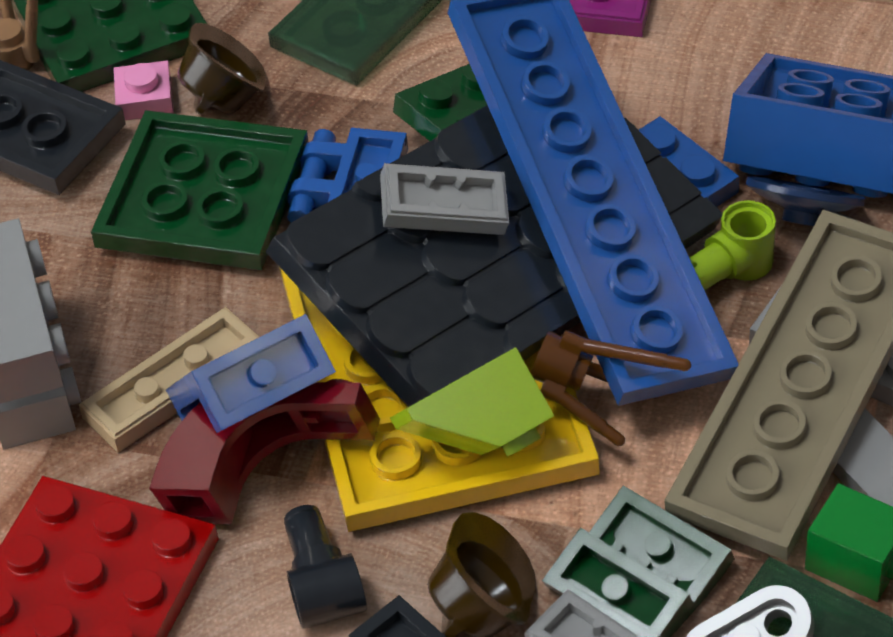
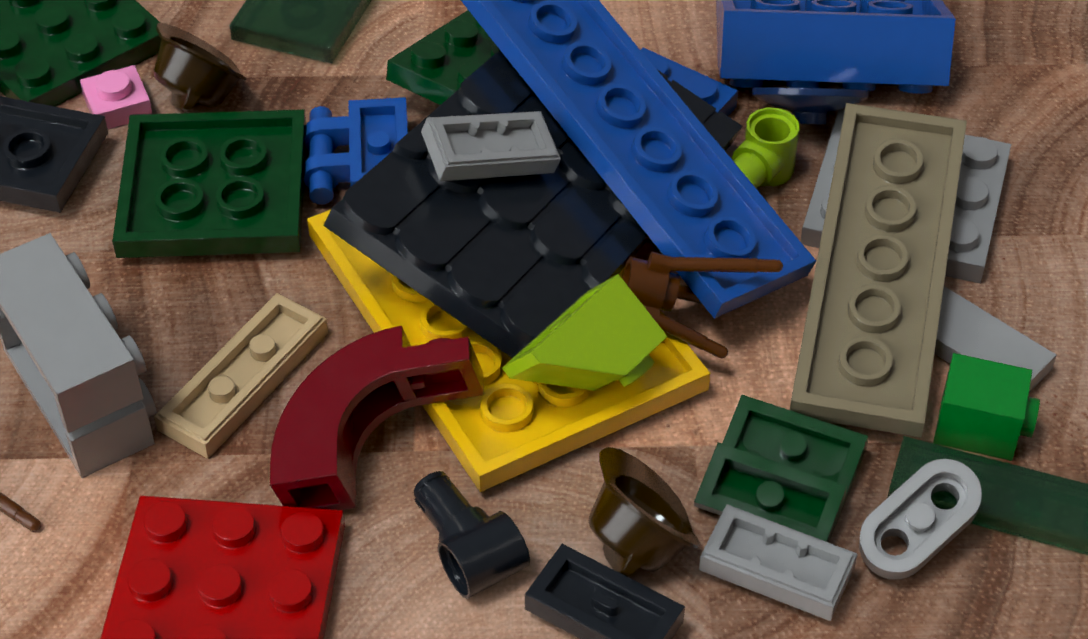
camera: 20 degrees left, 0 degrees up
(254, 375) = (350, 350): blue panel -> none

